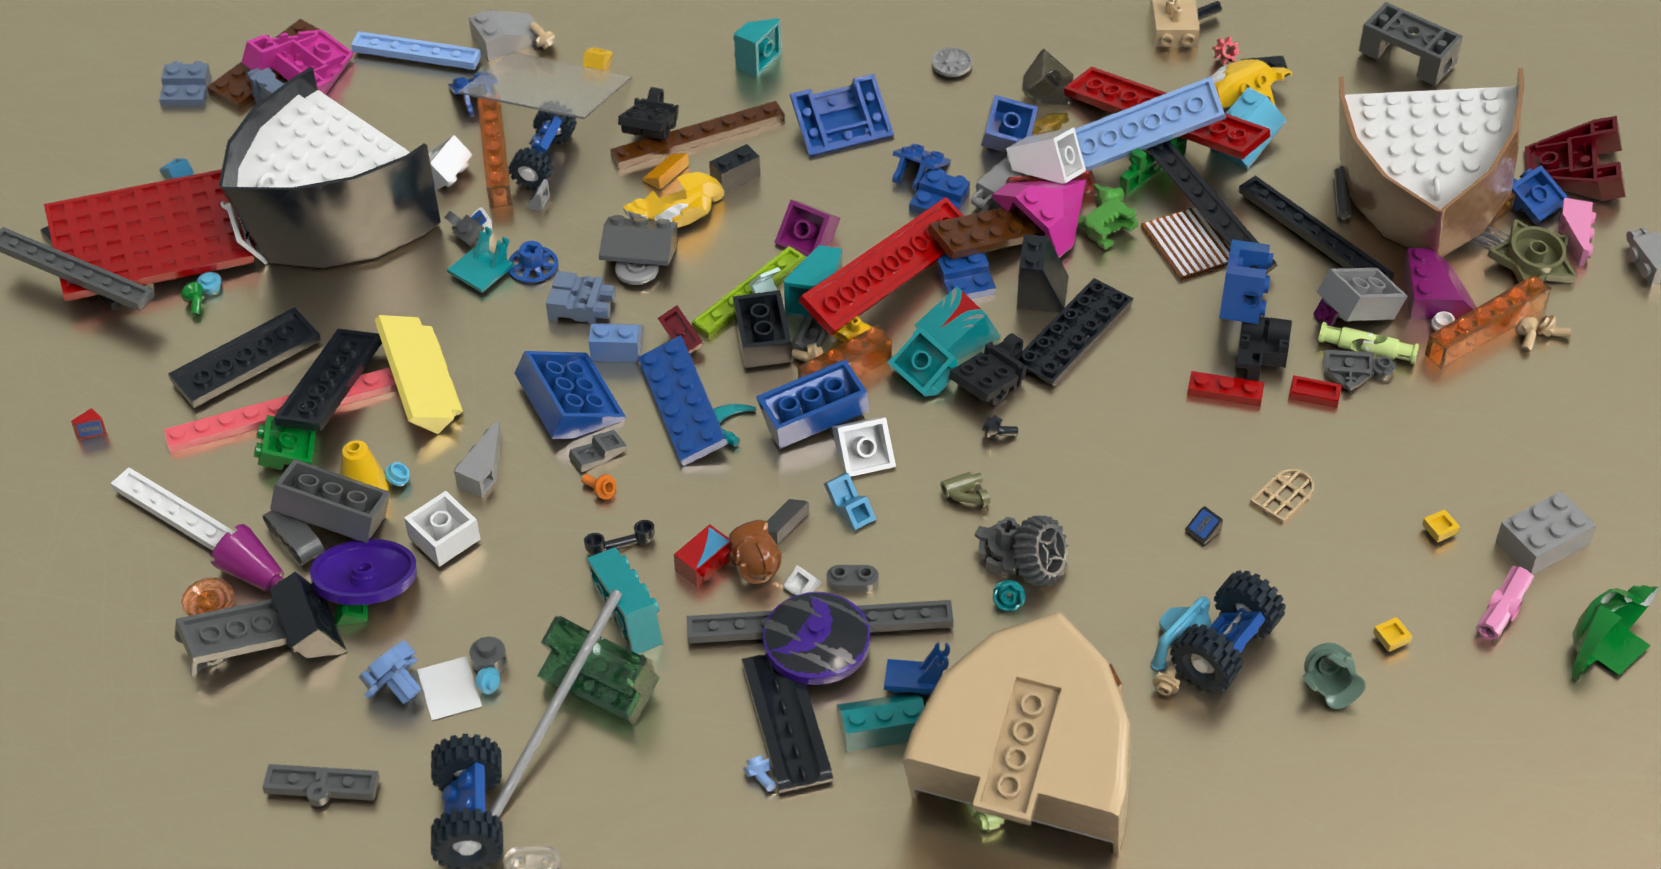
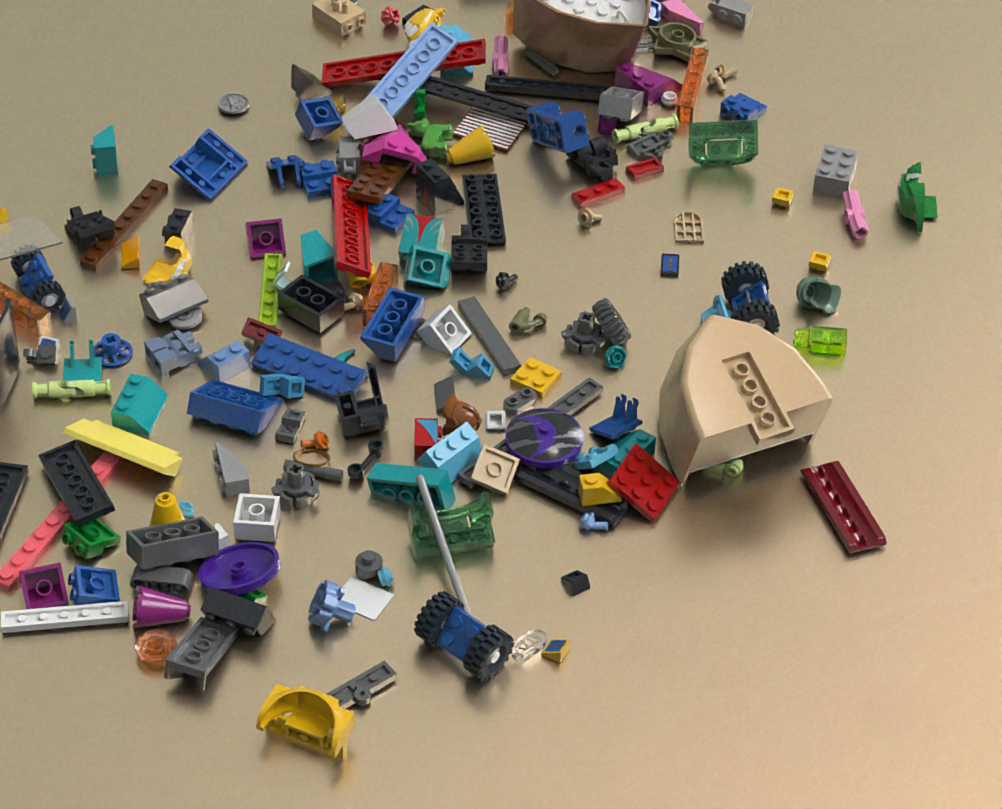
camera: 45 degrees left, 5 degrees down
(191, 466) = (43, 586): none -> magenta slope
(229, 497) = (93, 585): none -> blue plate
(233, 781) = (313, 722): none -> yellow piece
(390, 526) = (223, 537): none -> white slope
(448, 279) = (57, 389): none -> yellowish green piece
(483, 335) = (138, 405): none -> teal slope
(521, 519) = (294, 485): none -> dark grey piece
(553, 504) = (325, 472): none -> dark grey piece
(572, 513) = (312, 465): none -> pearl gold piece
(631, 396) = (281, 384): none -> dark azure slope
(666, 827) = (576, 582): none -> black slope
(670, 486) = (365, 414): none -> black piece
(696, 591) = (453, 451): none -> medium azure slope
(722, 638) = (494, 469): none -> tan plate
(795, 738) = (595, 490): none -> yellow slope
(835, 697) = (594, 457): none -> medium azure plate
(856, 764) = (643, 482): none -> red plate
(902, 562) = (536, 376): none -> yellow plate
(909, 481) = (489, 335): none -> dark grey tile
(1135, 252) = (471, 148): none -> yellow cone
(1172, 407) = (586, 217): none -> tan plate
(1276, 736) = (822, 340): none -> clear neon green hinge
(1295, 164) = (500, 56): none -> bright pink piece
(1436, 417) = (723, 151): none -> clear green piece
(1522, 386) = (742, 107): none -> blue plate

